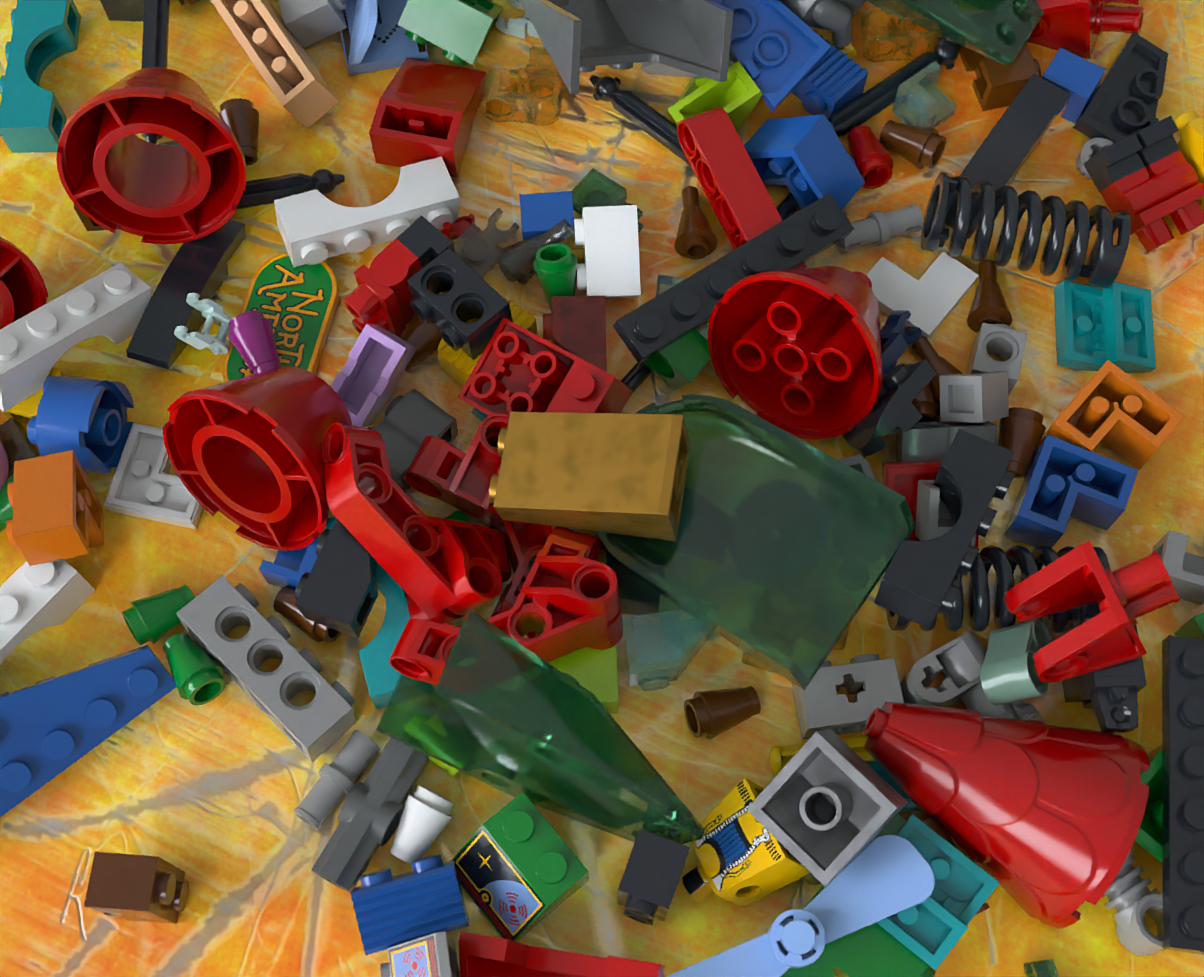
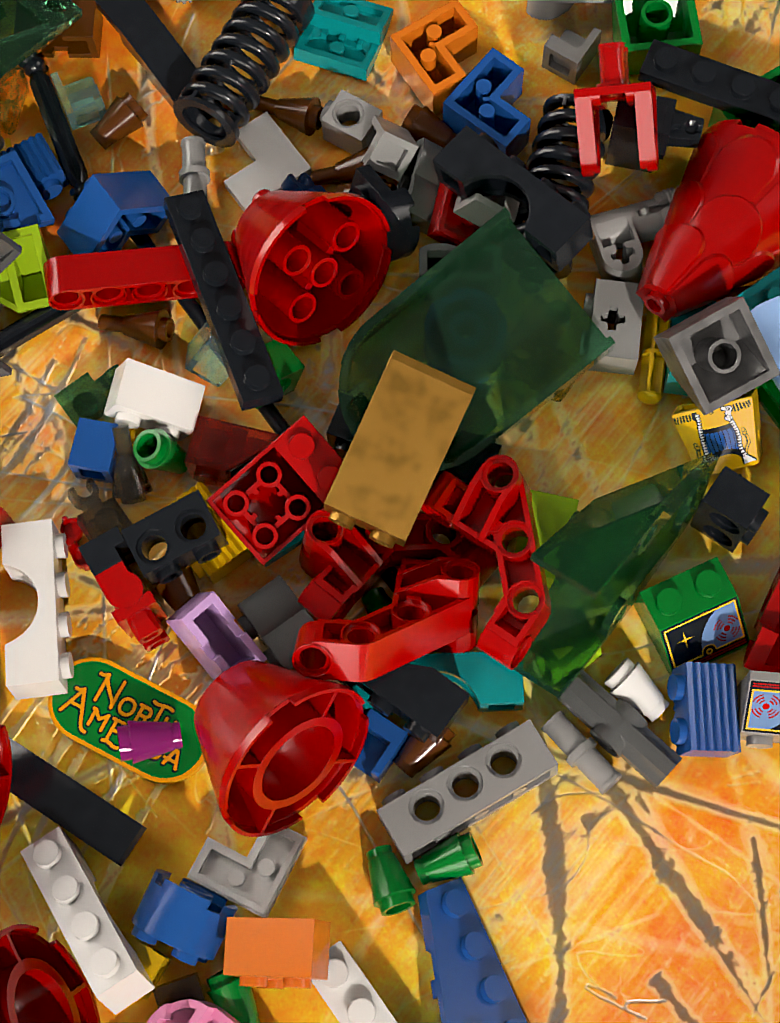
camera: 70 degrees left, 5 degrees up
(136, 888) = (646, 930): reddish brown brick -> none
(213, 313) = (102, 773): light aqua piece -> none
(661, 646) = (538, 455): clear light blue slope -> none
(720, 710) = (598, 428): reddish brown cone -> none
(870, 157) = (120, 159): red cone -> none
(1009, 666) = (629, 187): sand green beam -> none

